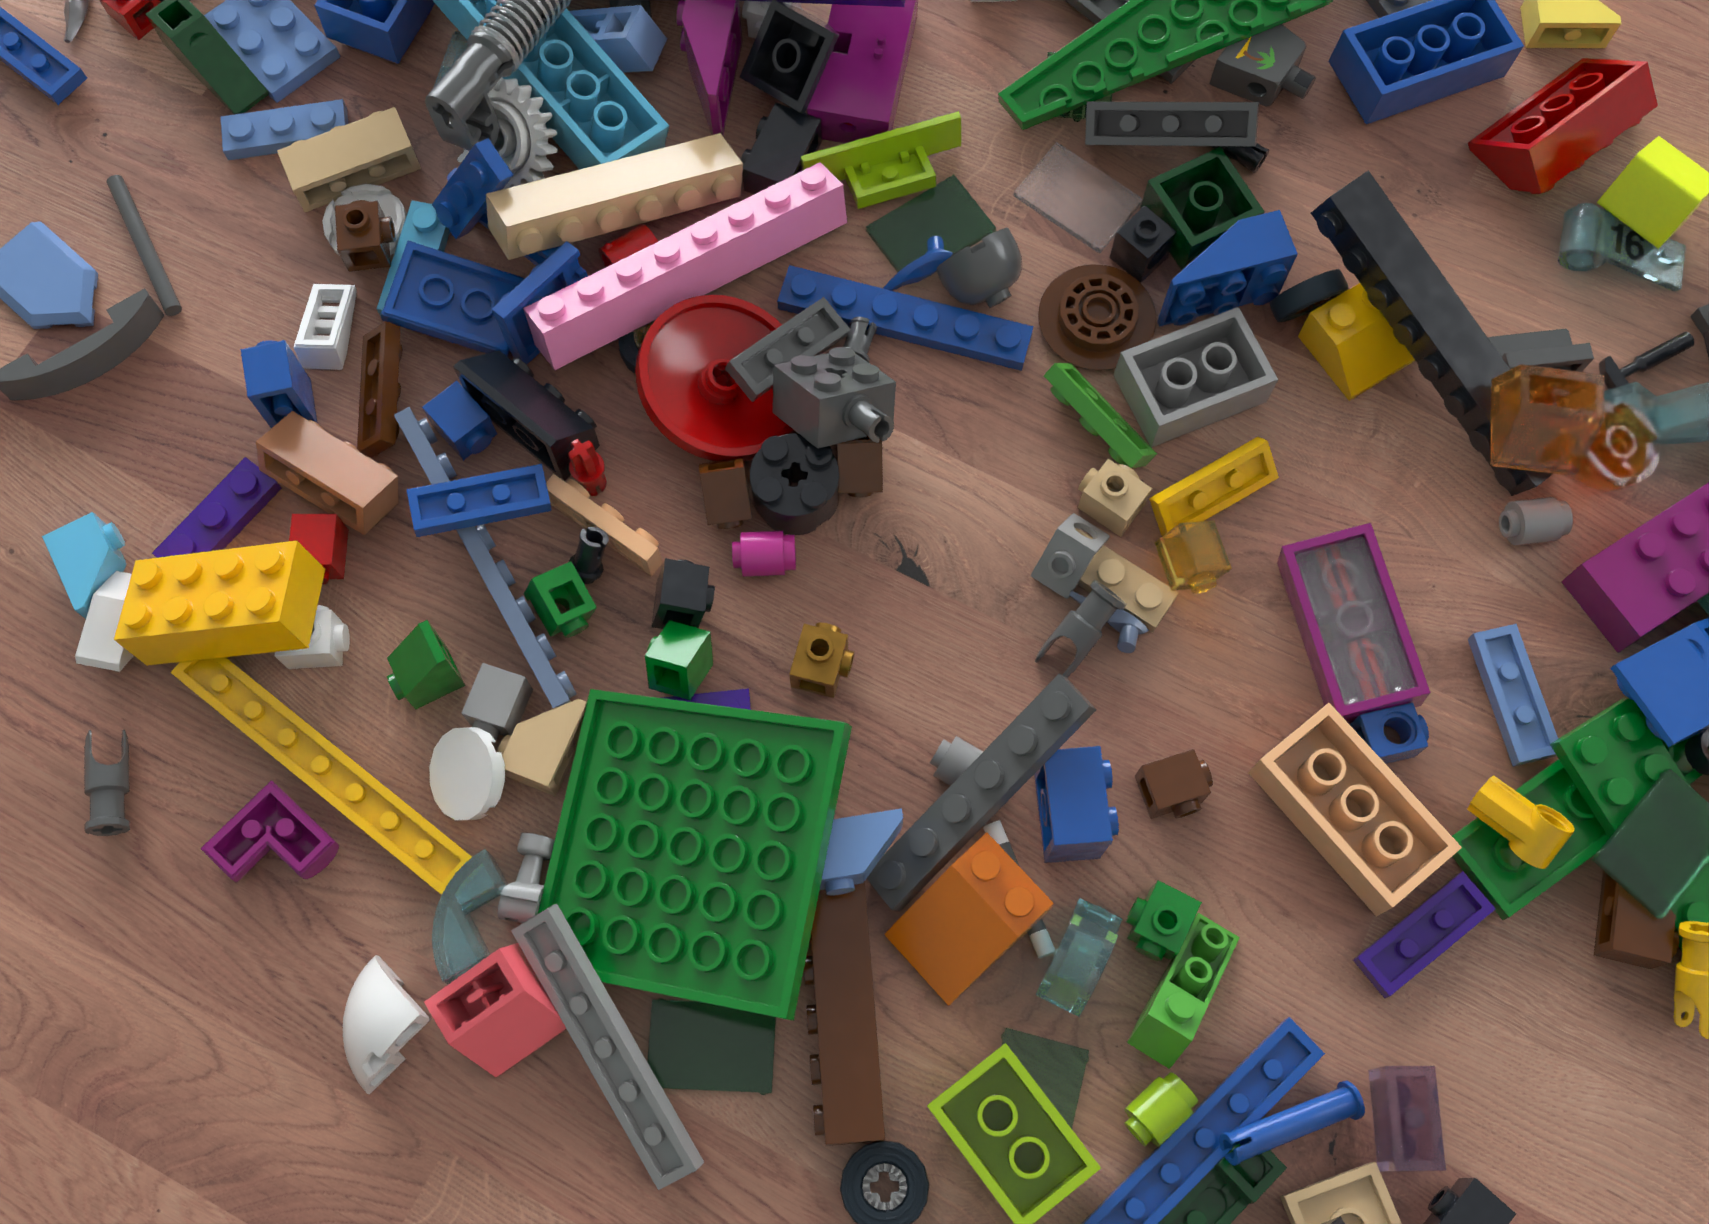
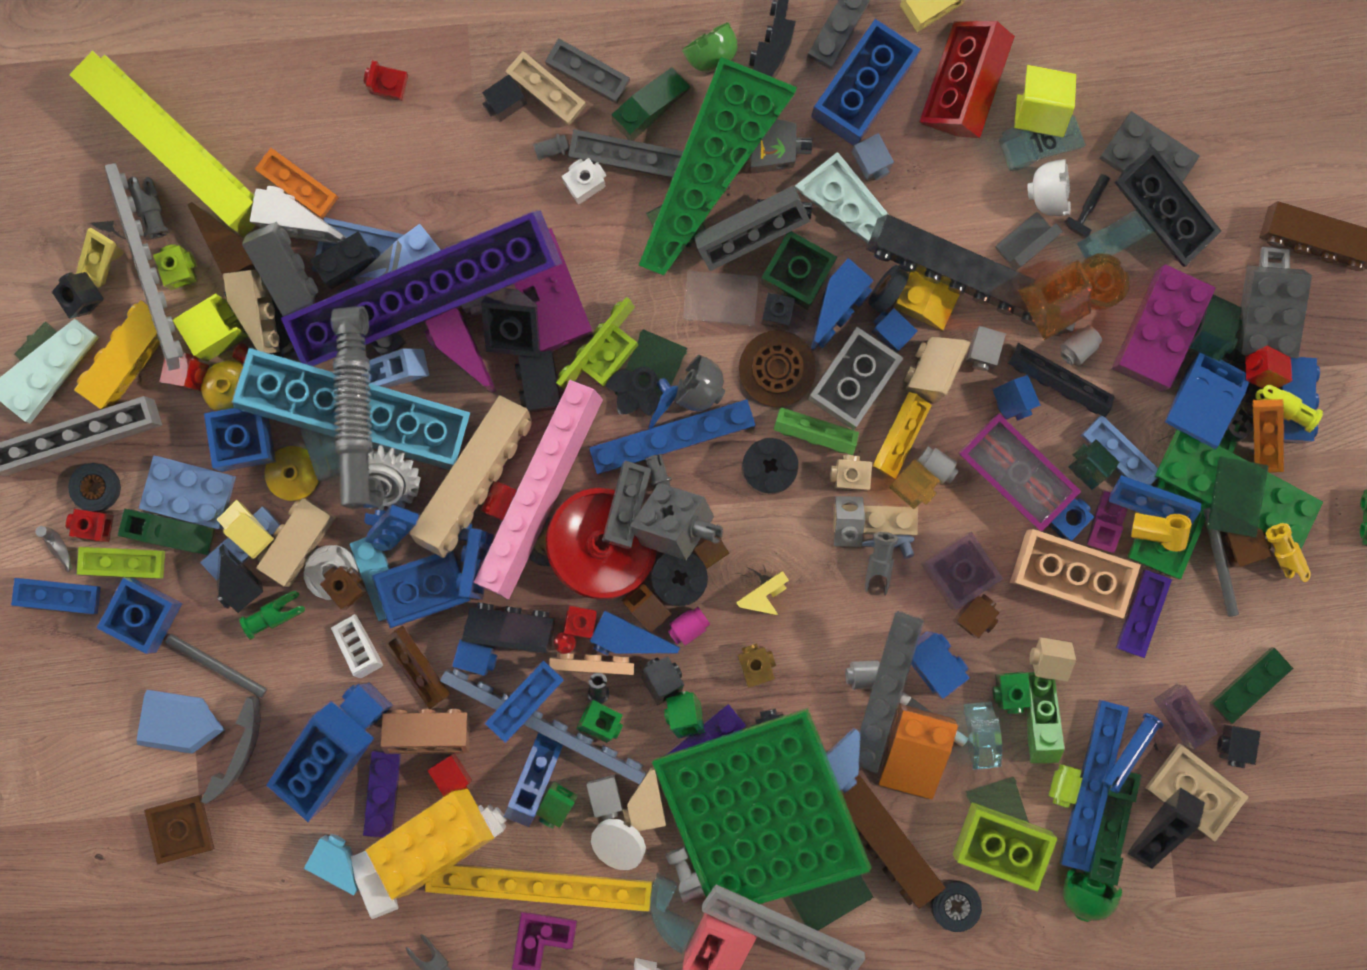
camera: 30 degrees left, 15 degrees up
(99, 124) = (139, 615): none -> blue brick
(130, 63) = (120, 562): none -> lime plate
(165, 406) = (319, 761): none -> blue brick
(240, 151) = (235, 582): none -> black slope
(254, 223) = (270, 615): none -> green piece
(298, 101) = (244, 529): none -> light yellow slope
(387, 91) = (304, 478): none -> yellow dish
(444, 604) = (533, 780): none -> blue slope
(625, 452) = (579, 621): none -> red bracket
(670, 515) = (624, 638): none -> blue slope
(881, 572) = (757, 598): none -> light yellow slope
(889, 232) = (631, 393): none -> black plate
(1008, 418) = (785, 463): none -> black brick
(1190, 704) = (961, 571): none -> clear purple brick
(1244, 554) = (939, 464): none -> light grey brick
(1249, 910) = (1053, 659): none -> tan brick
(1288, 352) = (893, 329): none -> blue brick
(1312, 162) = (842, 196): none -> light aqua wing
(1318, 423) = (936, 367): none -> tan slope
(1382, 142) = (873, 158): none -> sand blue brick
(1398, 446) = (985, 348): none -> light grey brick
(1406, 529) = (1016, 398): none -> blue brick
(1448, 772) = (1107, 524): none -> magenta slope
(1466, 678) = (1093, 463): none -> clear green brick
(1491, 562) = (1062, 380): none -> black plate
(1526, 769) = (1152, 500): none -> blue plate
(1535, 1146) = (1251, 685): none -> dark green plate
(1581, 941) = (1222, 569): none -> dark grey bar
(1606, 303) = (1051, 188): none -> white cylinder

